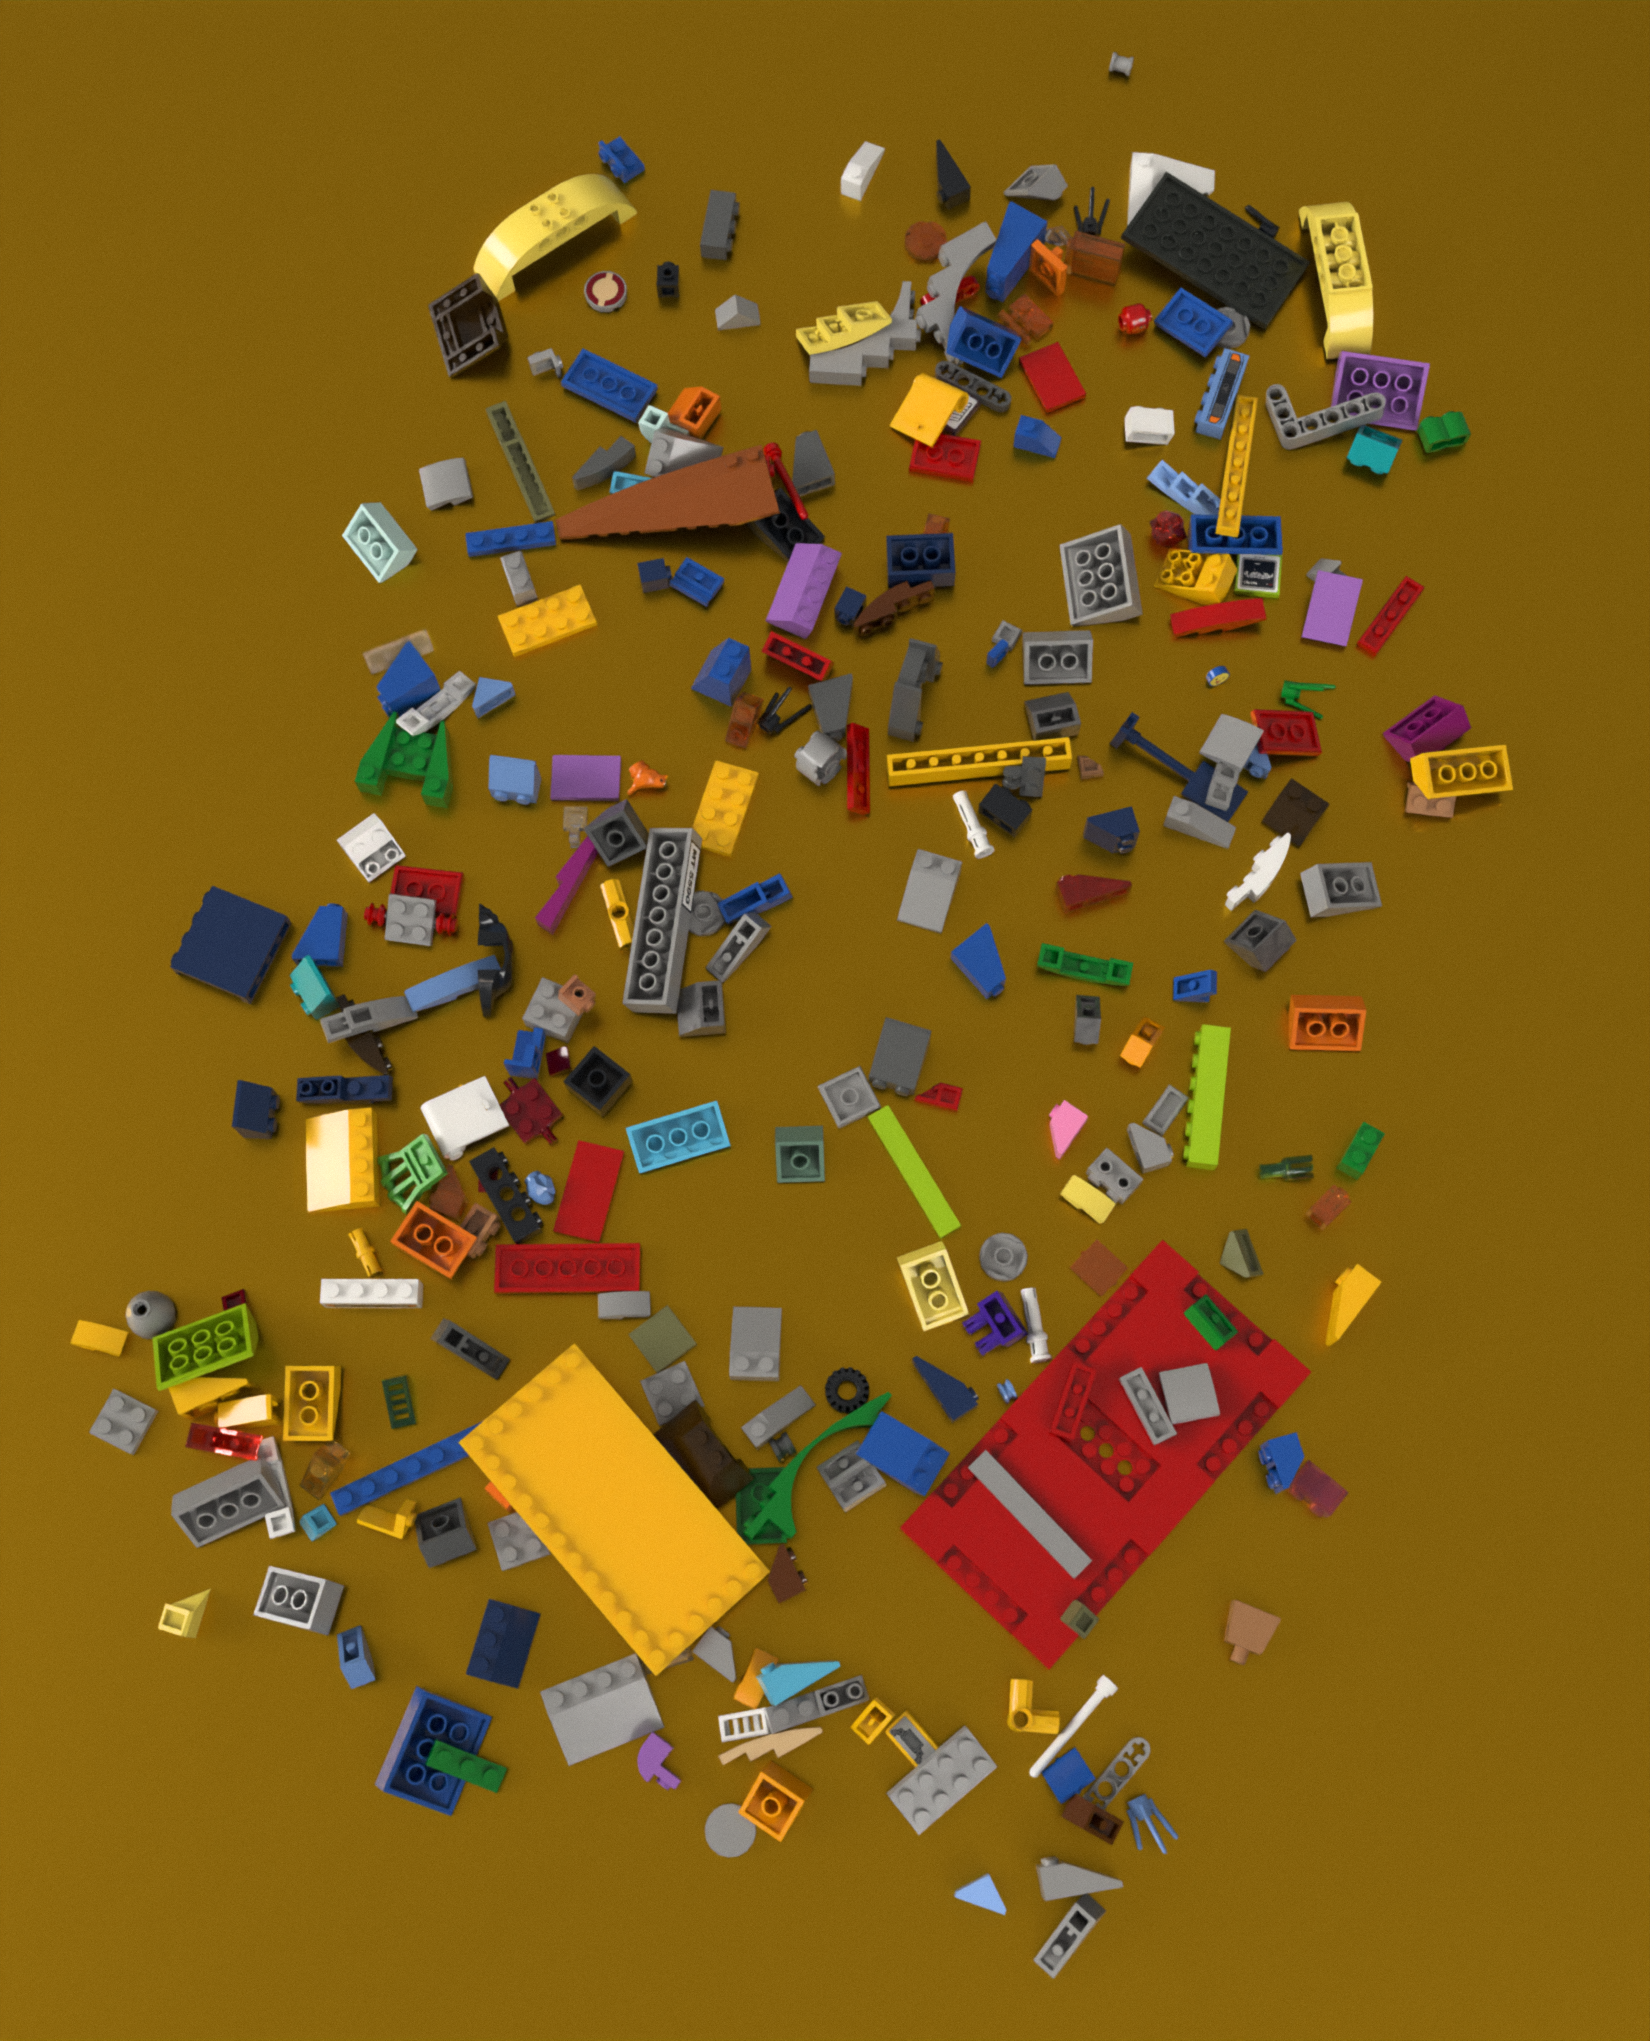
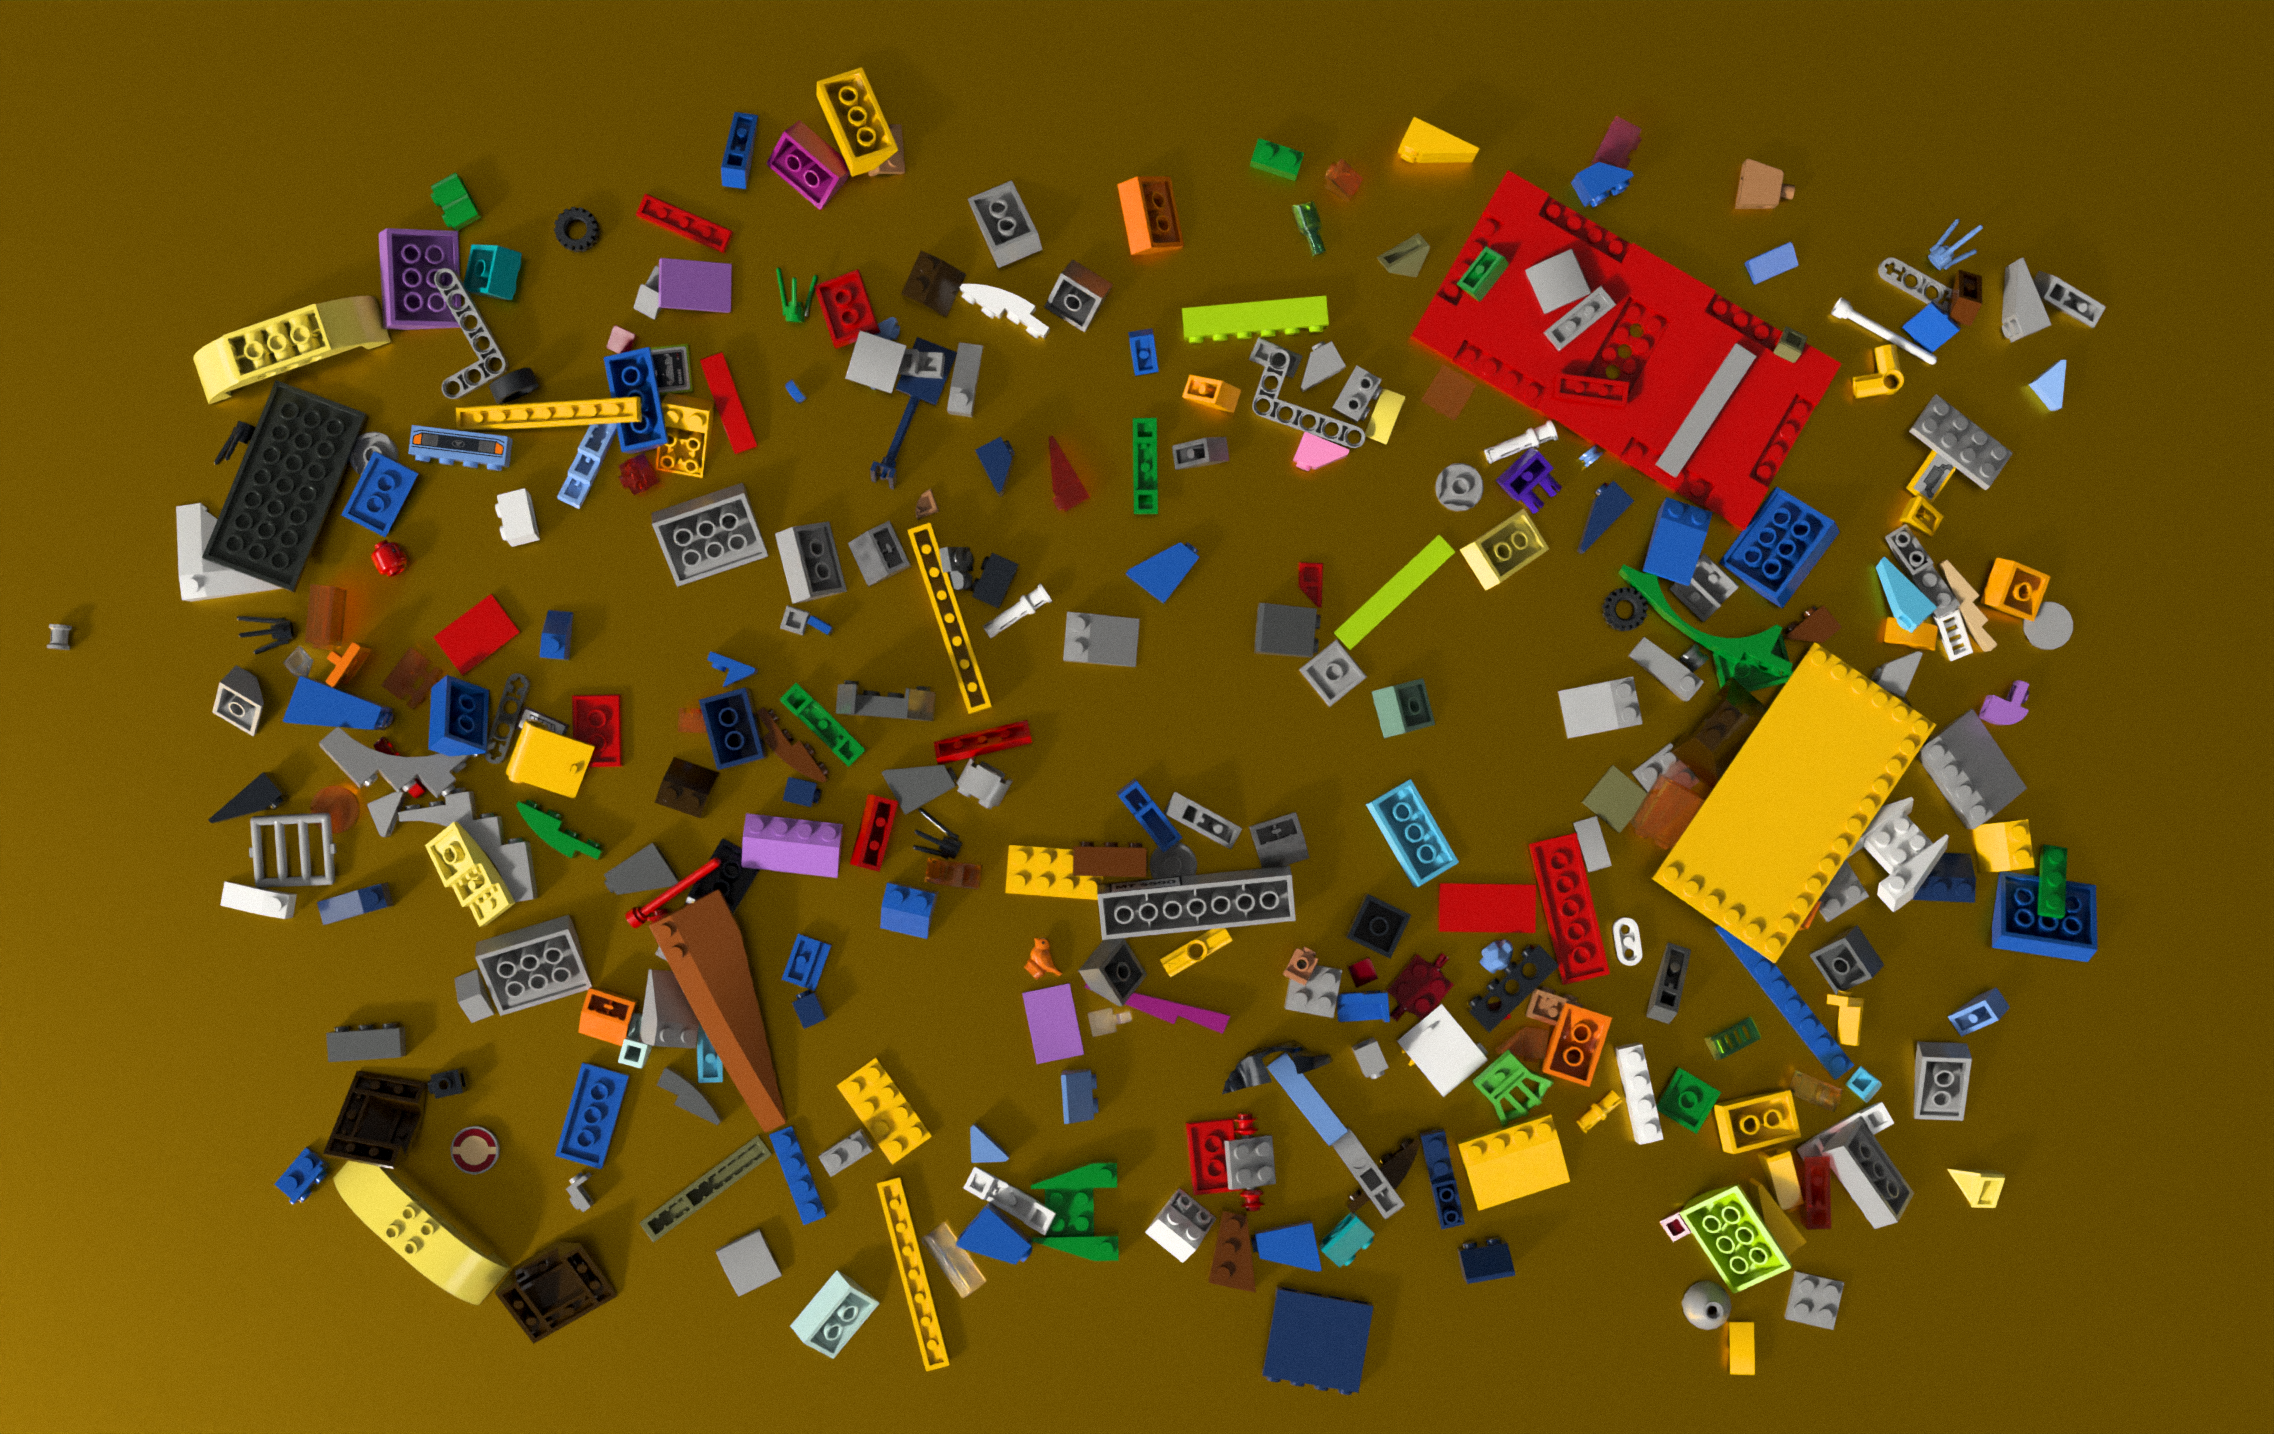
camera: 105 degrees left, 15 degrees up
(327, 883) = (1232, 1254): none -> reddish brown wedge
(351, 1340) = (1687, 1100): none -> green plate
(395, 613) = (913, 1273): none -> yellow plate
(475, 1045) = (1370, 1058): none -> light grey brick
(515, 1723) = (2003, 846): none -> yellow slope
(522, 1317) = (1626, 941): none -> white plate
(537, 1609) = (1901, 851): none -> white wedge
(638, 1381) = (1666, 811): none -> clear orange brick
(648, 216) = (377, 1120): none -> dark brown slope
(720, 852) = (1110, 860): none -> reddish brown wedge
(752, 363) = (533, 965): none -> light grey slope
(841, 242) = (355, 903): none -> dark blue slope
(864, 400) = (549, 828): none -> green slope
(874, 1562) = (1780, 546): none -> blue slope
(875, 190) = (302, 820): none -> light grey bar
(875, 514) = (687, 787): none -> dark brown slope
(896, 646) = (822, 724): none -> green slope
(913, 272) = (385, 812): none -> light grey slope
(974, 574) = (737, 670): none -> blue slope
(1109, 1116) = (1298, 412): none -> light grey beam
(1167, 1624) = (1772, 263): none -> slope
(1268, 442) = (513, 385): none -> black tyre
(1293, 542) = (621, 340): none -> slope
(1404, 513) = (576, 244): none -> black tyre
(1449, 671) = (739, 150): none -> blue slope

